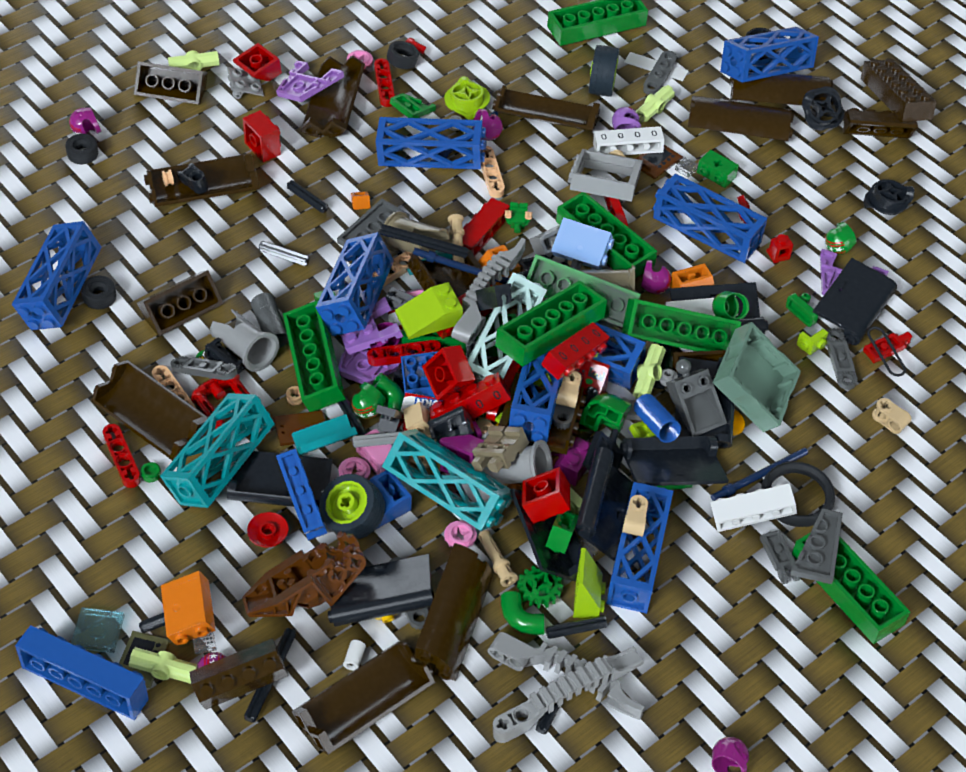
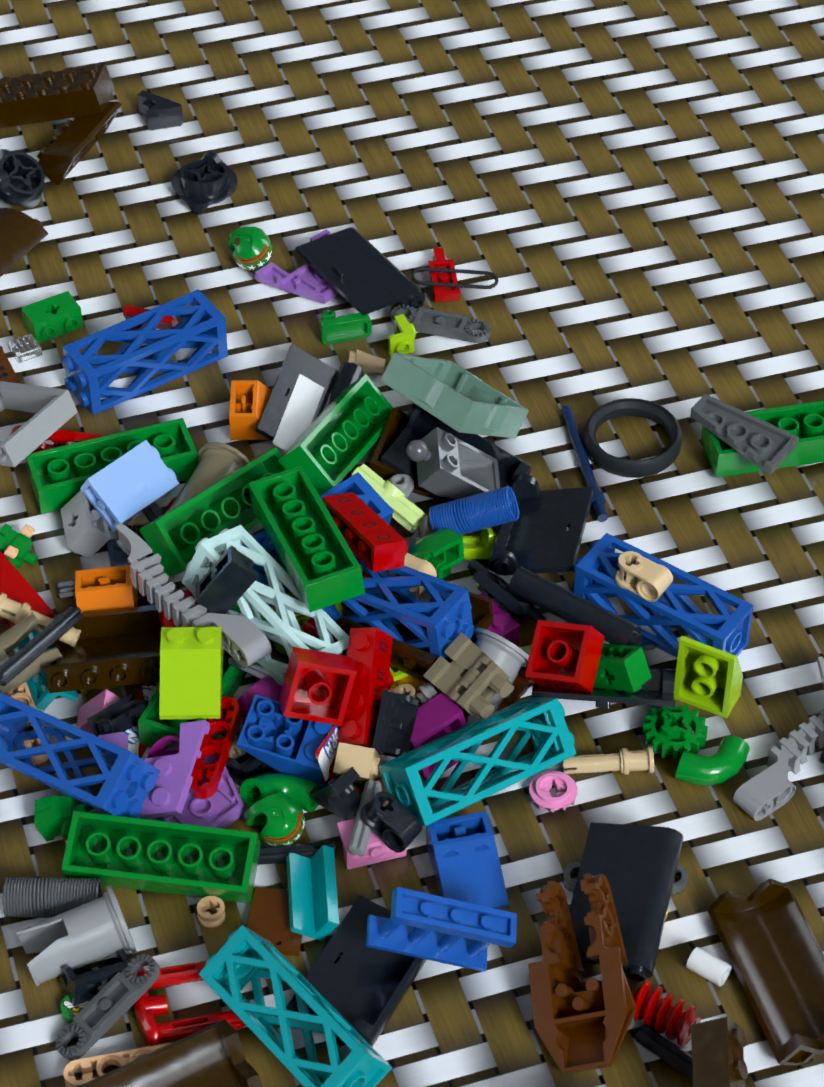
camera: 65 degrees left, 5 degrees down
(267, 523) = (454, 998): red dish -> none
(304, 638) = (664, 1014): none -> red piece
(349, 464) = (384, 868): bright pink gear -> none
(352, 506) = (478, 862): wheel -> none
(376, 452) = (393, 822): none -> black piece
(433, 257) = (70, 648): dark blue bar -> none
(454, 612) = (627, 785): dark brown cylinder -> none
(576, 627) = (747, 717): black axle -> none
(656, 281) = (218, 431): magenta helmet -> none
(727, 306) = (316, 387): green helmet -> none
(753, 507) = (646, 478): white brick -> none
(776, 330) = (369, 363): none -> tan cone
(777, 244) = (233, 308): red brick -> none
(779, 554) = (718, 487): dark grey hinge -> none
(892, 417) = (554, 313): tan piece -> none
(941, 154) = (160, 111): none -> black slope

